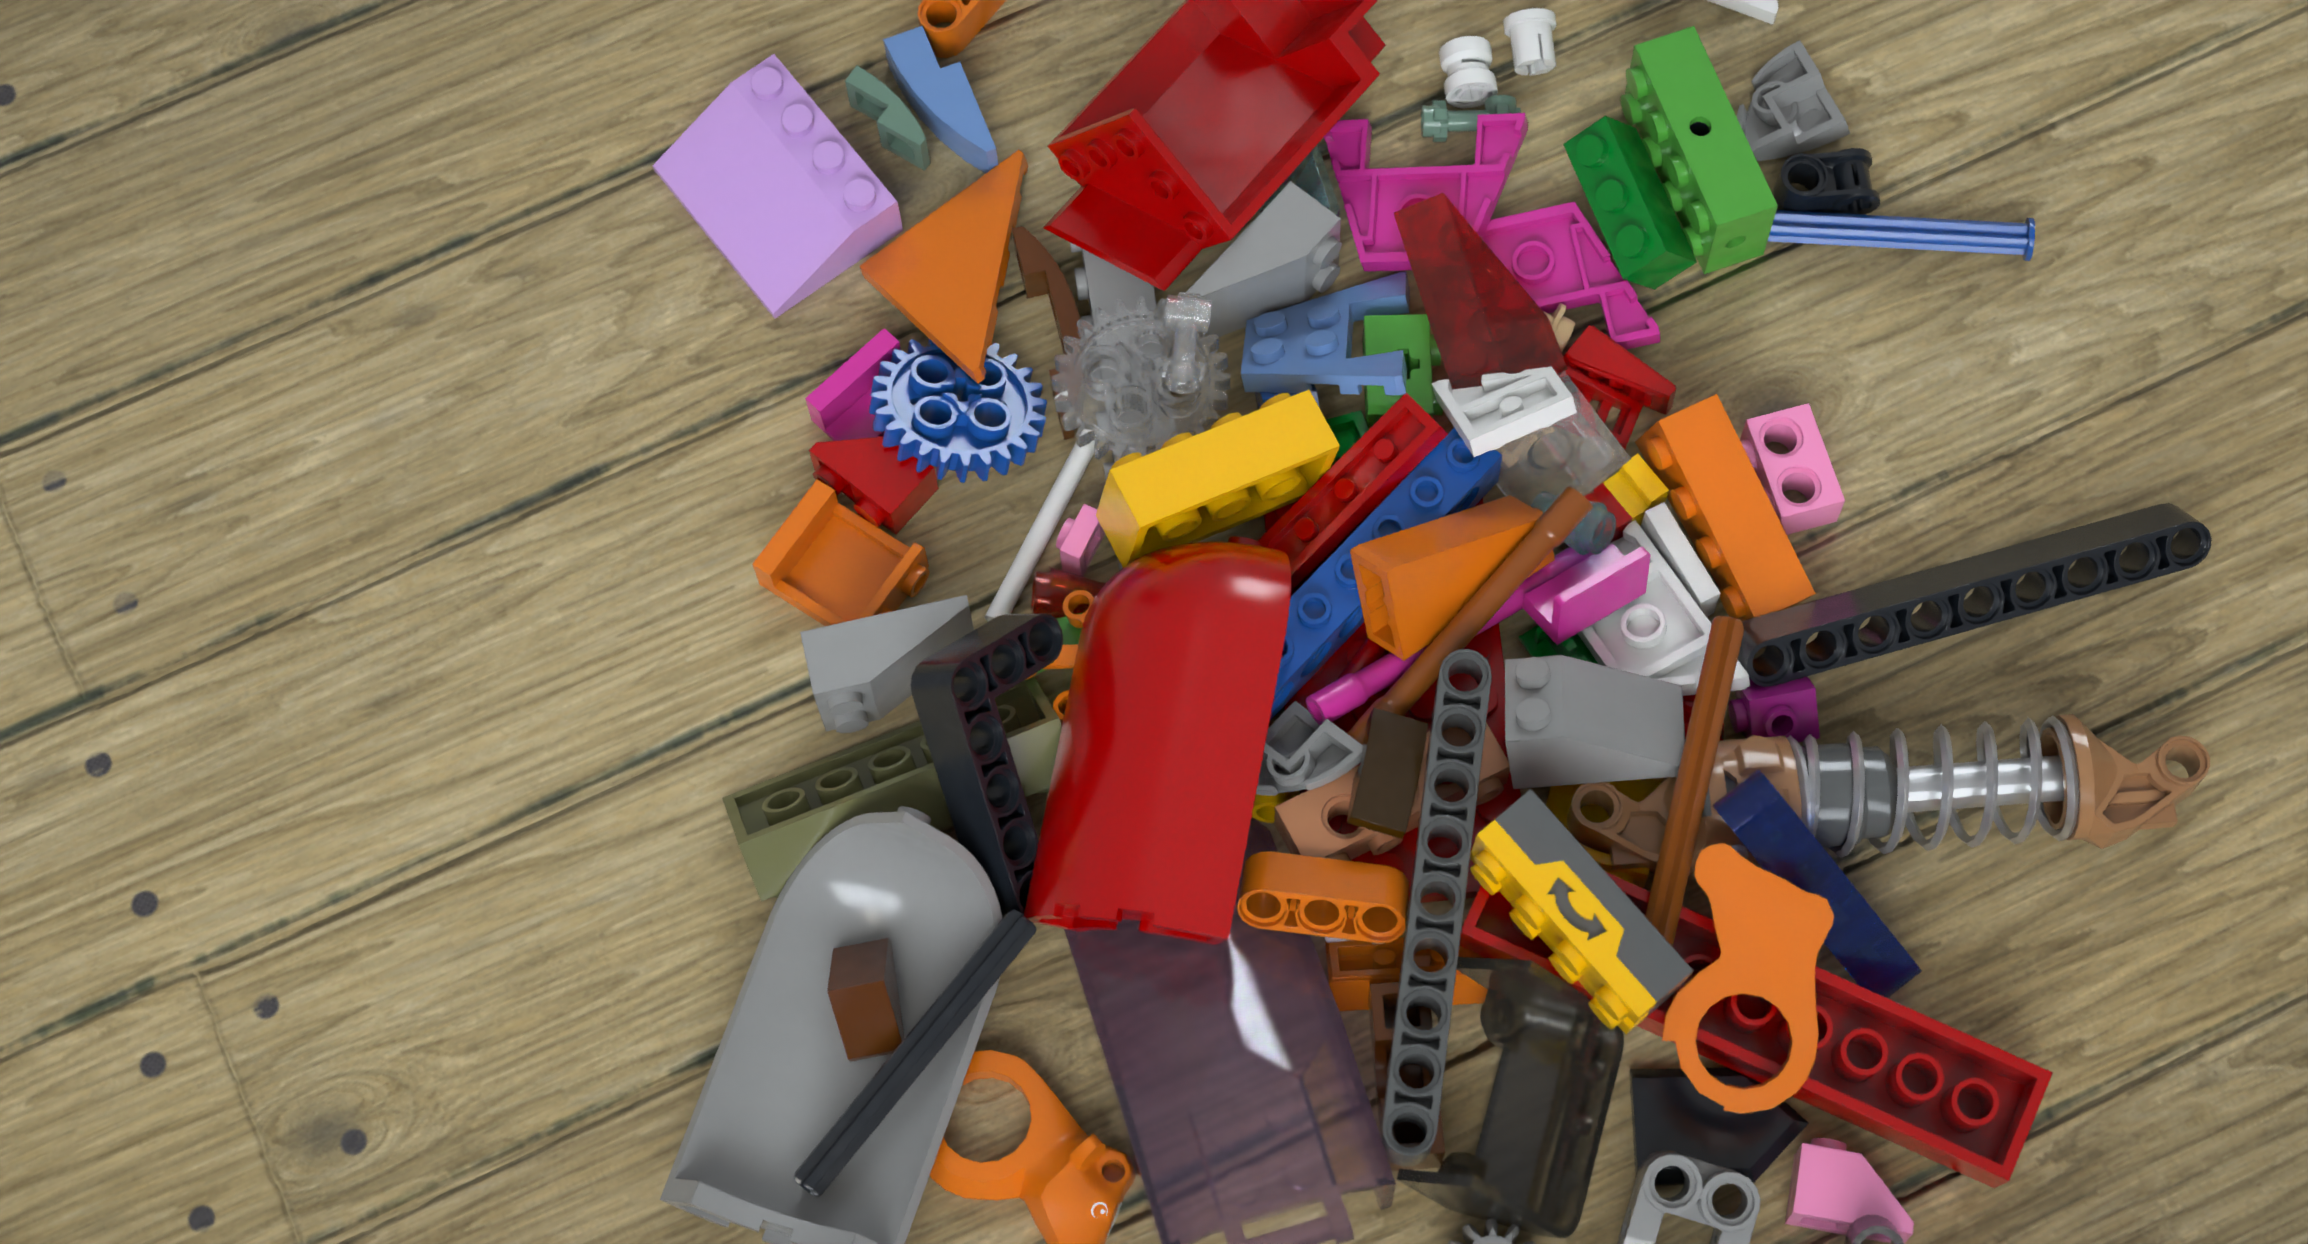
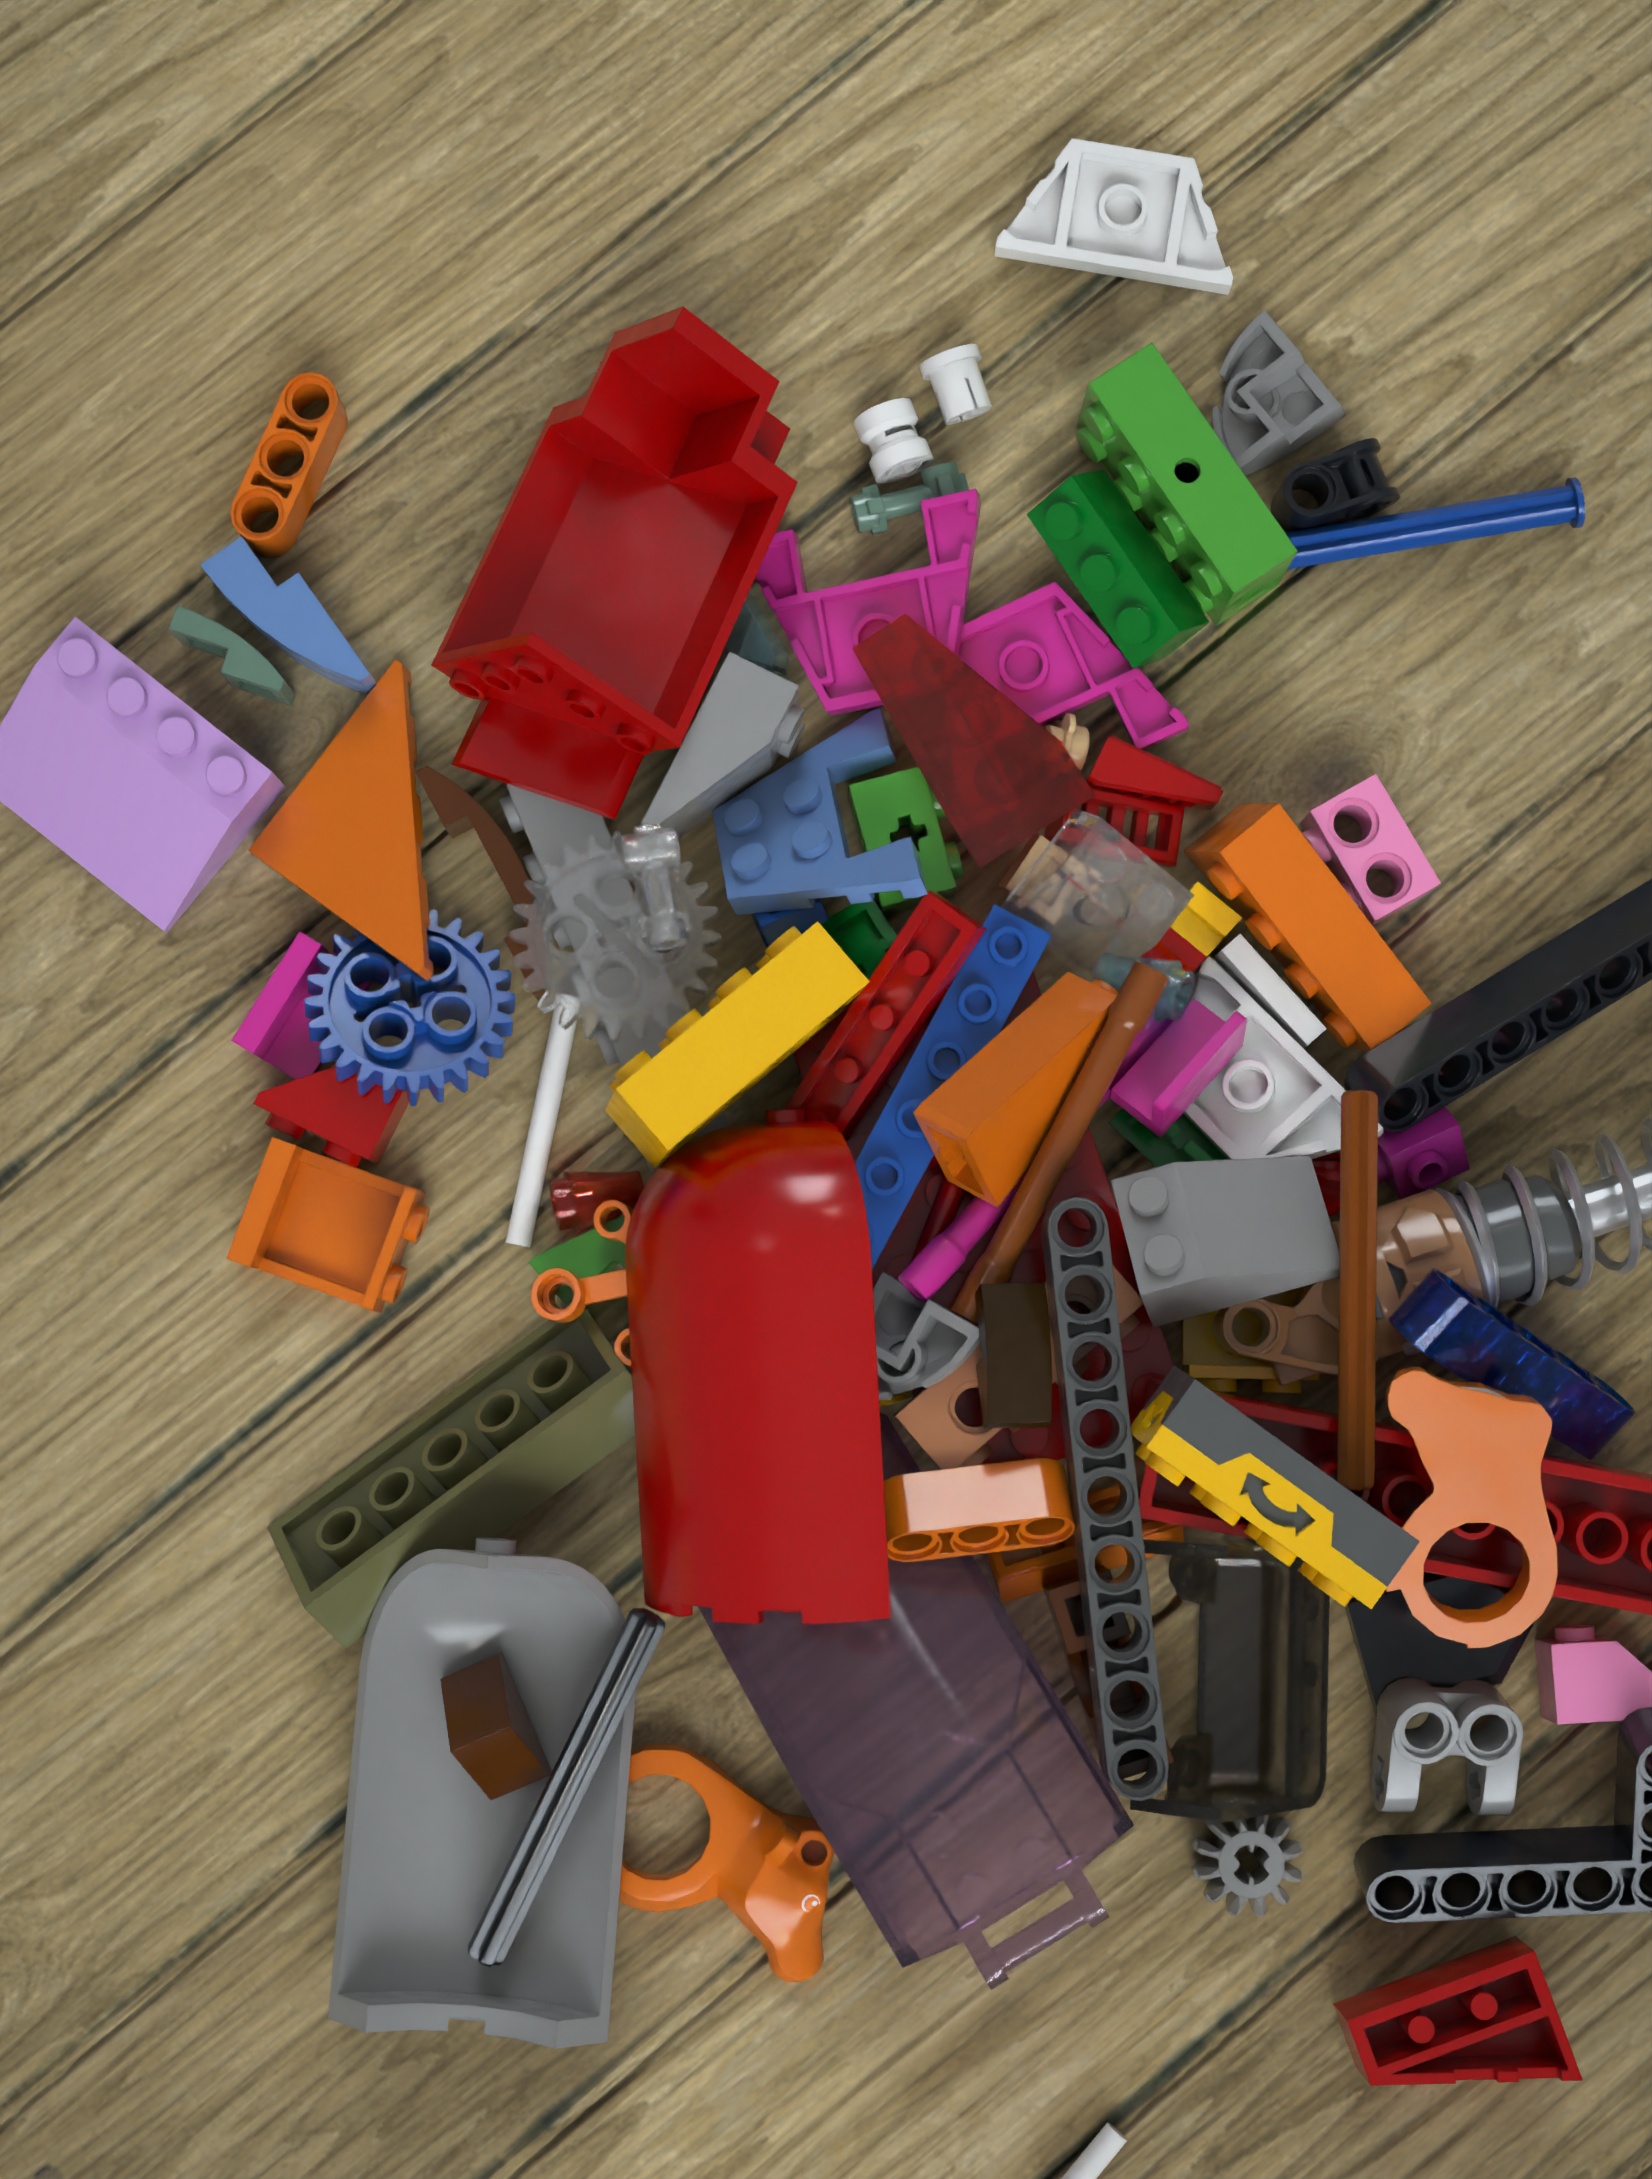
camera: 20 degrees left, 15 degrees up
(867, 663) = (397, 1348): light grey slope -> none
(969, 744) = (529, 1434): black beam -> none
(1079, 540) = (589, 1130): bright pink plate -> none
(1505, 407) = (1043, 883): white wing -> none

